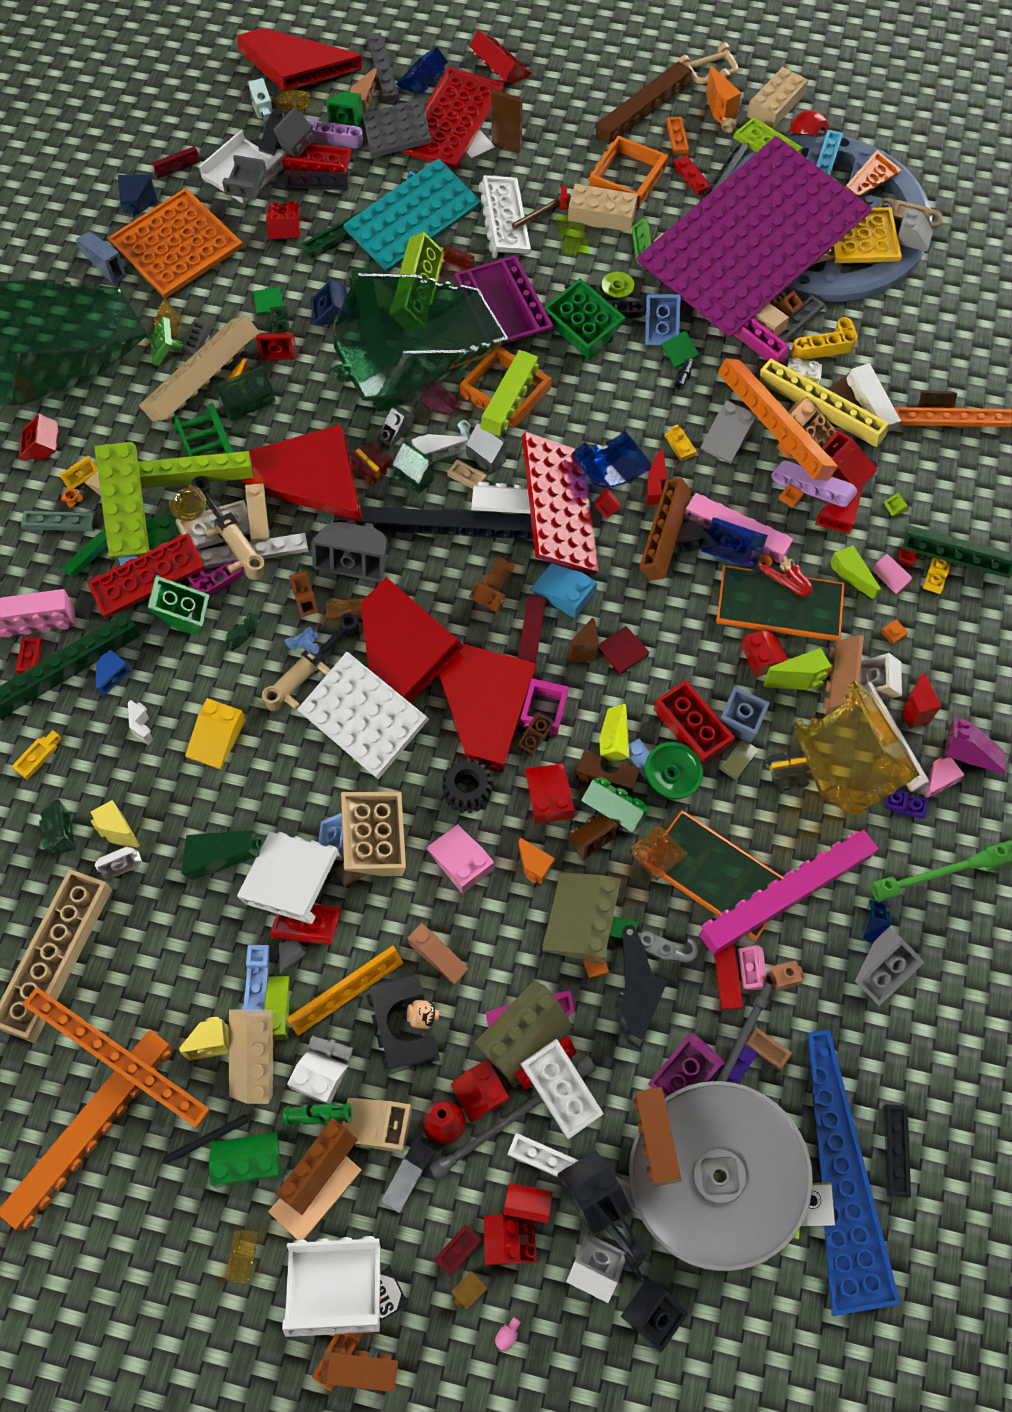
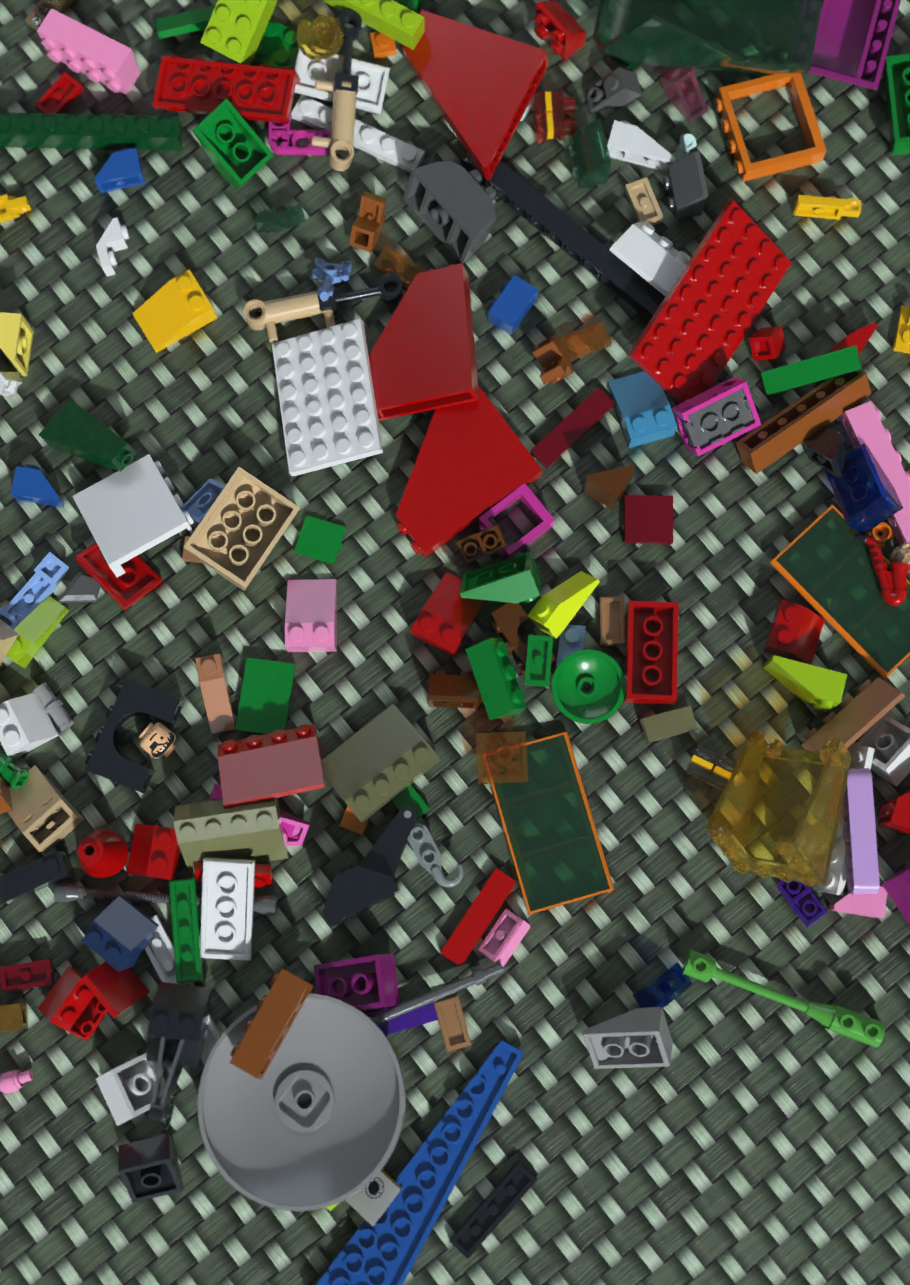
camera: 40 degrees right, 15 degrees up
(204, 911) = (34, 487): none -> blue slope
(227, 490) = (382, 45): none -> orange plate
(257, 512) = (390, 93): tan slope -> none
(333, 413) = (558, 29): none -> red slope
(345, 990) = (106, 663): light orange plate -> none
(426, 808) = (320, 540): none -> green piece
(434, 583) = (512, 305): none -> blue brick
(467, 771) = (372, 528): black tyre -> none
(472, 933) = (265, 696): none -> green tile
(503, 1163) = (120, 934): none -> dark blue slope
(509, 393) = (757, 139): lime brick -> none
(515, 968) = (270, 765): none -> slope
(534, 861) = (377, 674): orange slope -> none
(546, 1126) = (186, 930): none -> green tile
(570, 742) = (504, 581): none -> green slope
(576, 409) = (826, 207): none -> yellow hinge
(614, 463) = (811, 301): clear blue panel -> none
(614, 560) = (716, 416): none -> piece
(631, 775) = (538, 661): none -> green plate
(647, 499) = (811, 370): none -> green tile
(652, 724) = (612, 621): none -> medium nougat tile
(744, 714) = (709, 681): sand blue slope -> none
(786, 975) = (527, 971): nougat brick -> none
(787, 892) = (599, 894): dark pink brick -> none
(911, 736) = (860, 833): none -> lavender beam

